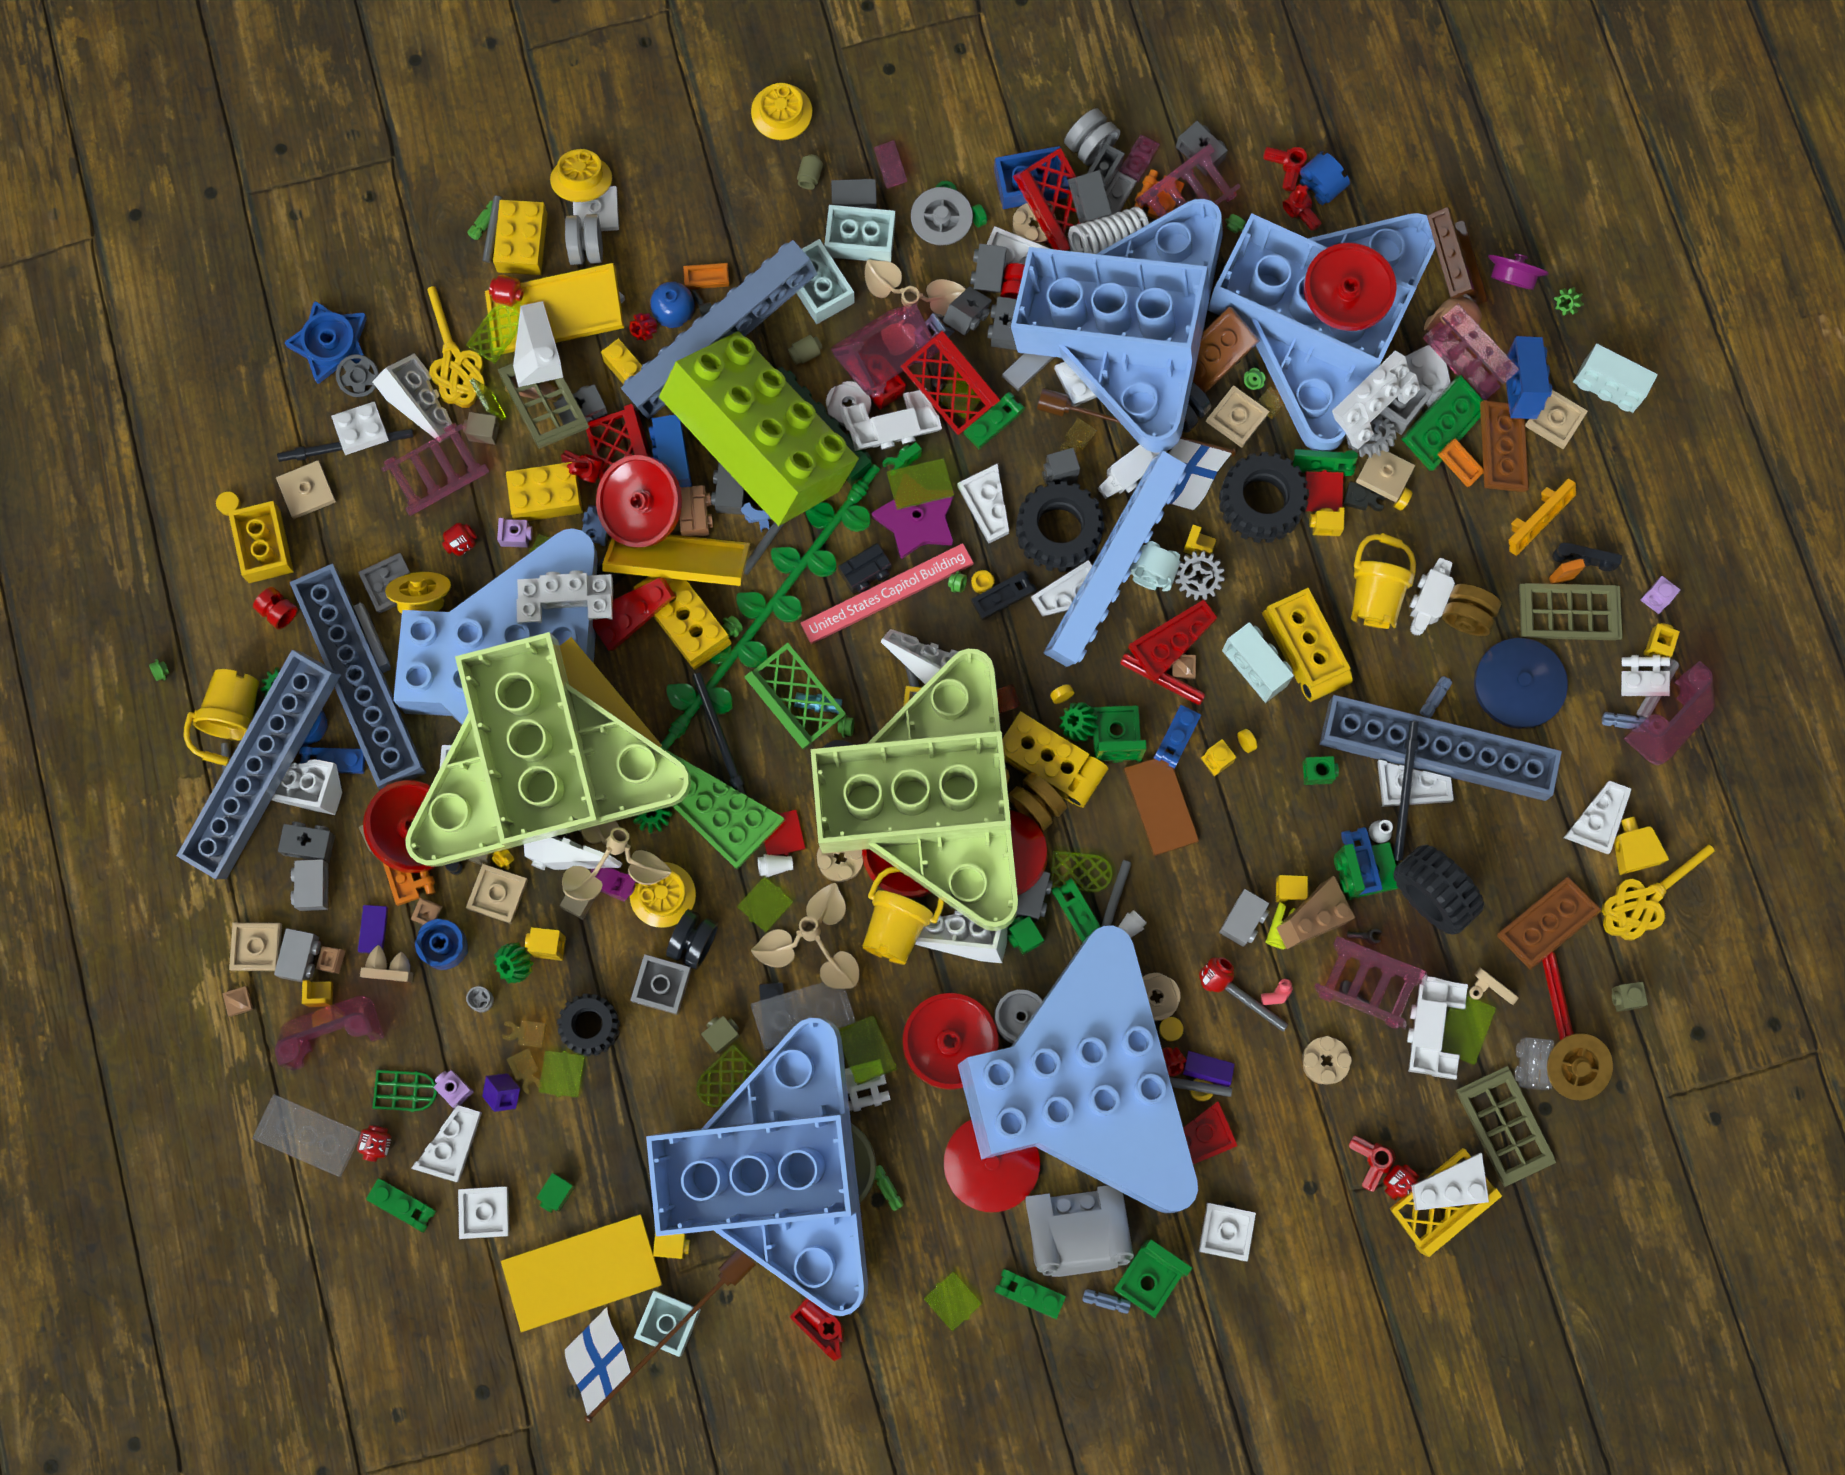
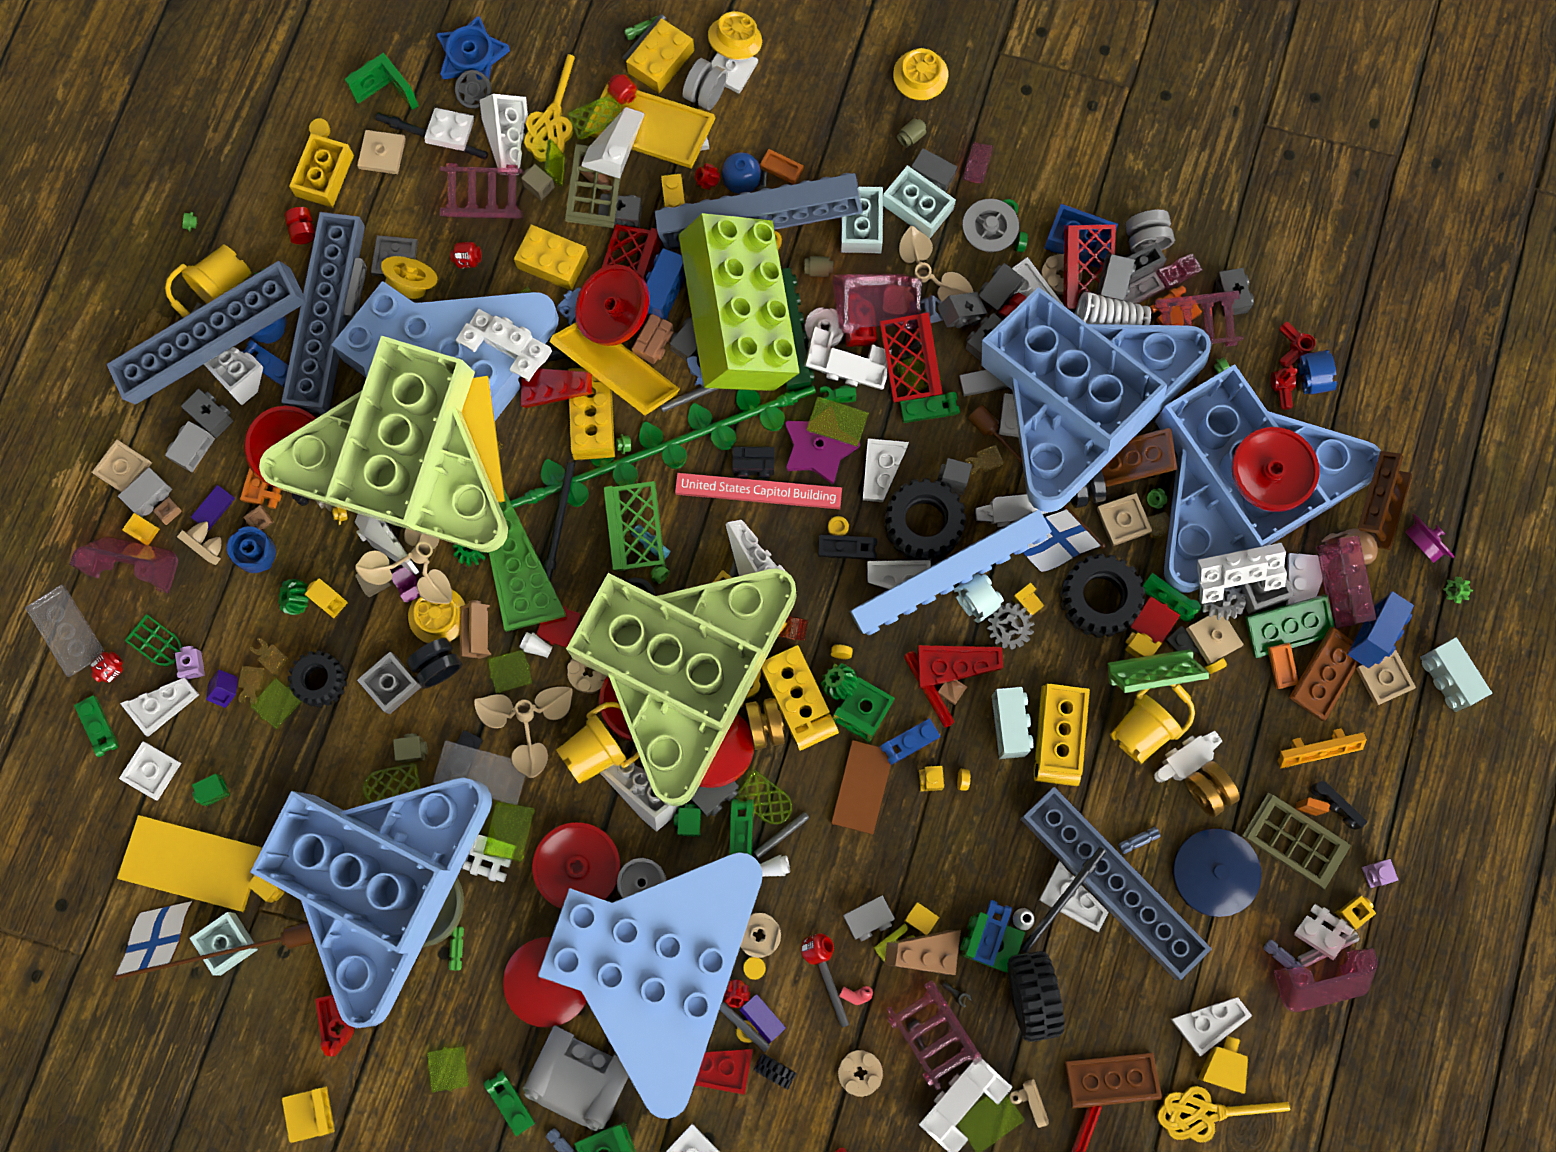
camera: 35 degrees right, 0 degrees up
(238, 1001) = (83, 499): medium nougat tile -> none
(253, 415) = (374, 76): none -> green bracket
(476, 997) = (253, 609): light grey wheel -> none
(497, 893) = (318, 537): tan plate -> none
(519, 539) = (502, 271): lavender brick -> none
(584, 466) = (594, 256): red axle -> none
(707, 886) = (474, 630): none -> medium nougat window
(851, 1427) = (308, 1114): none -> yellow bracket
(957, 582) = (818, 515): bright green plate -> none
(1251, 1106) = (774, 1071): none -> black tyre
(1310, 774) = (996, 839): green brick -> none
(1357, 535) = (1156, 671): none -> bright green fence

